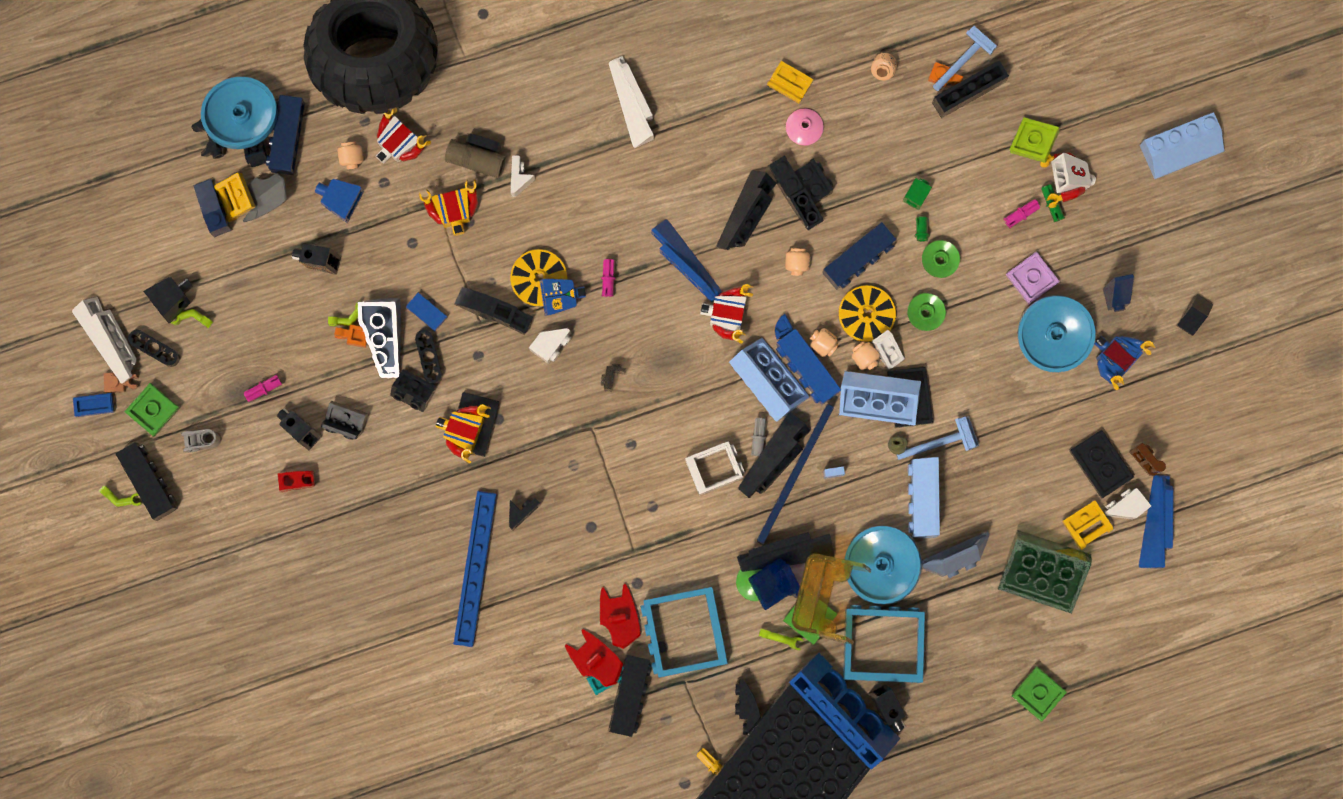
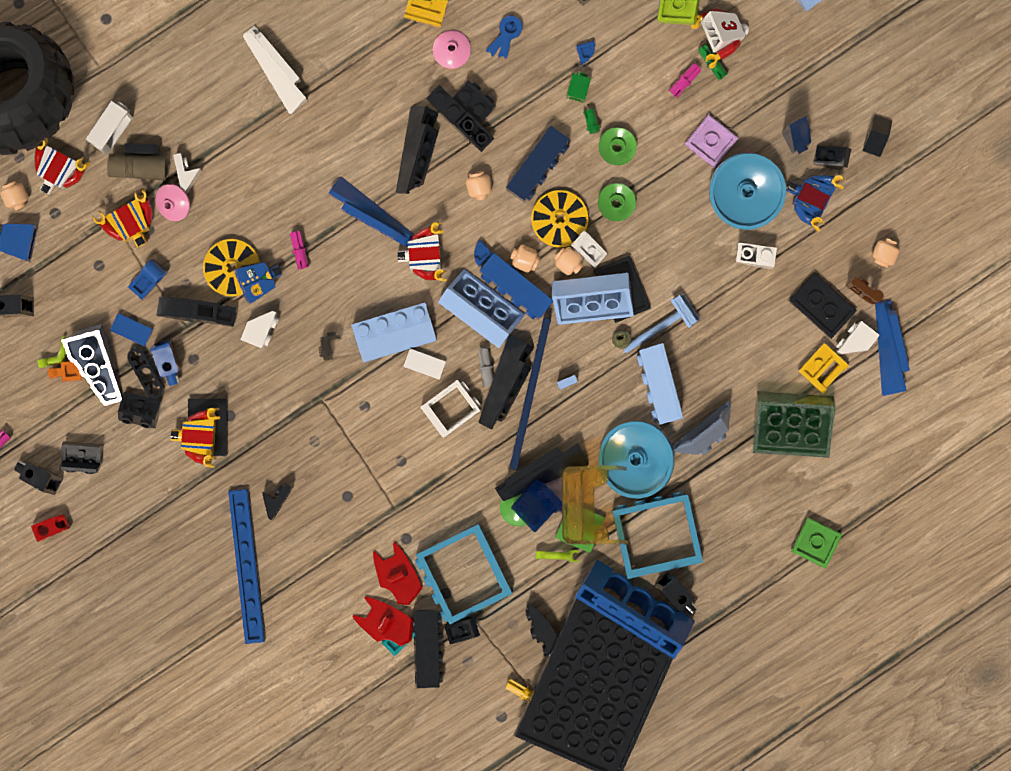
camera: 15 degrees left, 5 degrees up
(449, 342) = (164, 353): none -> torso
(455, 267) = (149, 277): none -> blue plate
(459, 114) = (109, 127): none -> white window
(505, 201) = (178, 200): none -> bright pink dish
(668, 687) = (462, 630): none -> black slope
(678, 380) = (394, 332): none -> light blue slope
(700, 418) = (424, 364): none -> white tile
(865, 121) = (510, 28): none -> blue piece
(932, 161) = (585, 51): none -> blue tile
(1049, 398) = (756, 255): none -> white slope
(1147, 323) = (832, 157): none -> black slope
(1176, 428) = (886, 253): none -> light nougat head

